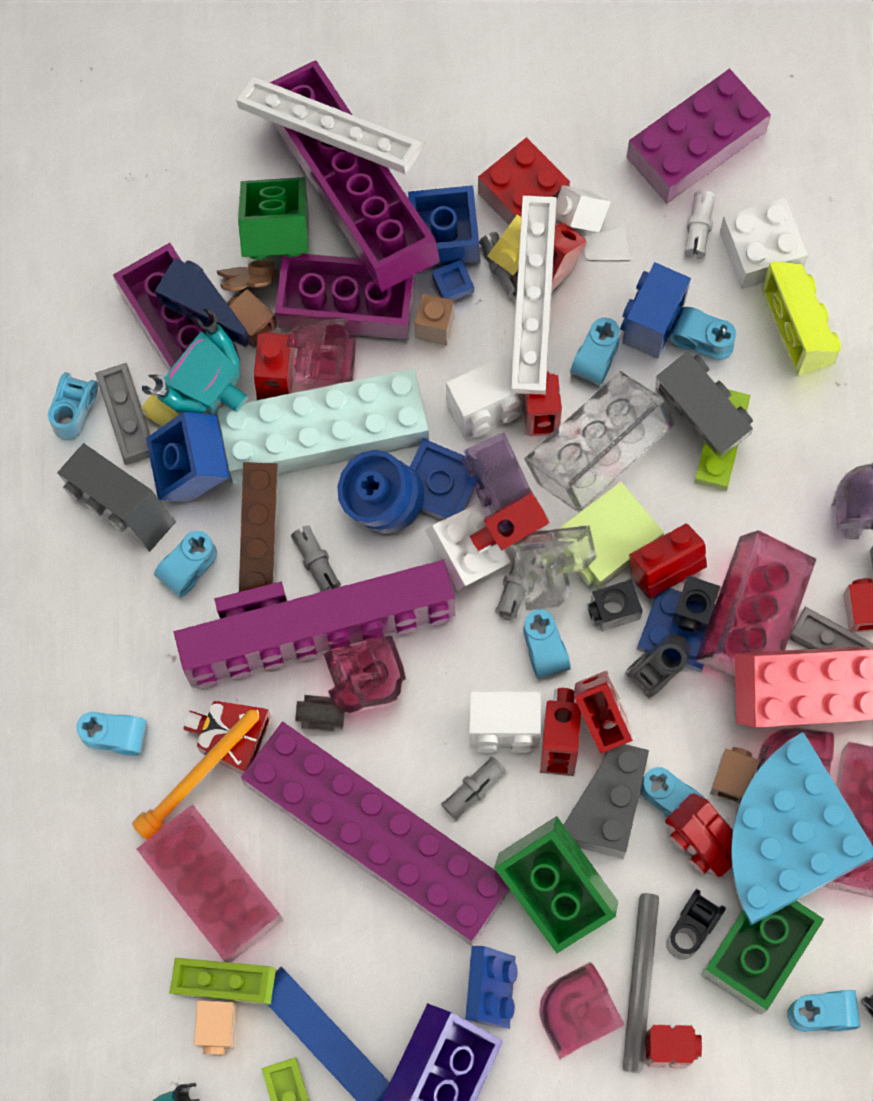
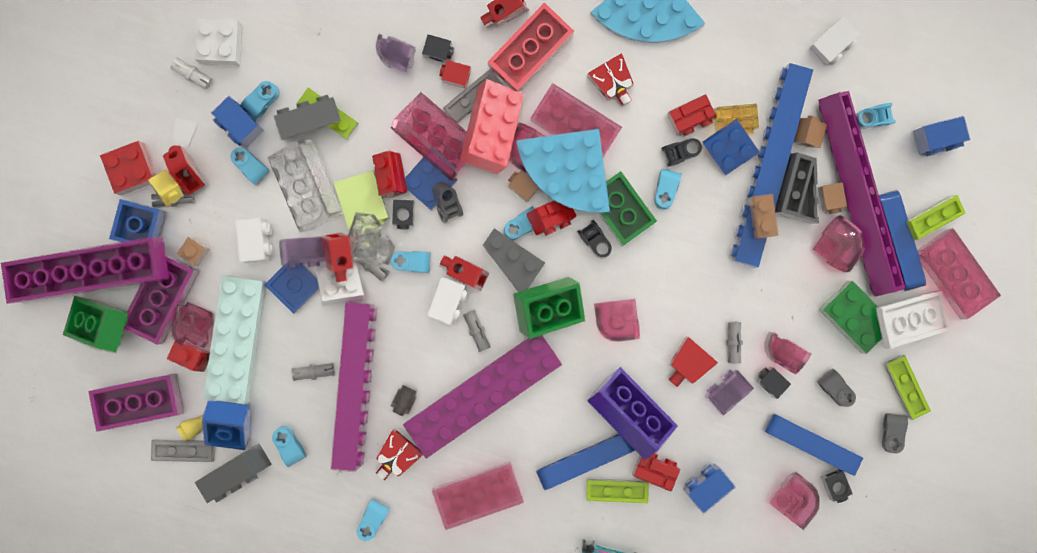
camera: 75 degrees left, 15 degrees up
(71, 399) = (162, 479): medium azure piece -> none
(151, 822) = (431, 516): light orange piece -> none
(189, 290) = (129, 389): dark blue slope -> none
(203, 373) = (181, 400): teal torso -> none
(215, 1026) = (555, 517): light nougat brick -> none
(222, 980) = (533, 506): lime plate -> none
(250, 599) = (328, 418): magenta plate -> none
(252, 315) = (150, 359): medium nougat brick -> none
(256, 275) = (125, 351): medium nougat plate -> none
(258, 525) = (285, 399): reddish brown plate -> none
(329, 125) = (51, 272): white plate -> none
(365, 674) = (392, 368): clear pink brick -> none
(380, 492) = (288, 321): blue wheel -> none
(453, 281) = (173, 231): blue plate -> none
(491, 987) = (590, 362): blue plate -> none
(534, 295) = (206, 191): white plate -> none
(543, 411) = (270, 209): red brick -> none
(581, 208) = (157, 140): white brick -> none
(600, 705) = (456, 246): red torso -> none
(640, 983) = (614, 280): light grey axle -> none
(672, 1046) = (656, 278): red brick -> none
(698, 135) = (135, 52): magenta brick -> none
(699, 591) = (415, 163): black brick -> none
(800, 317) = (272, 39): neon yellow slope -> none

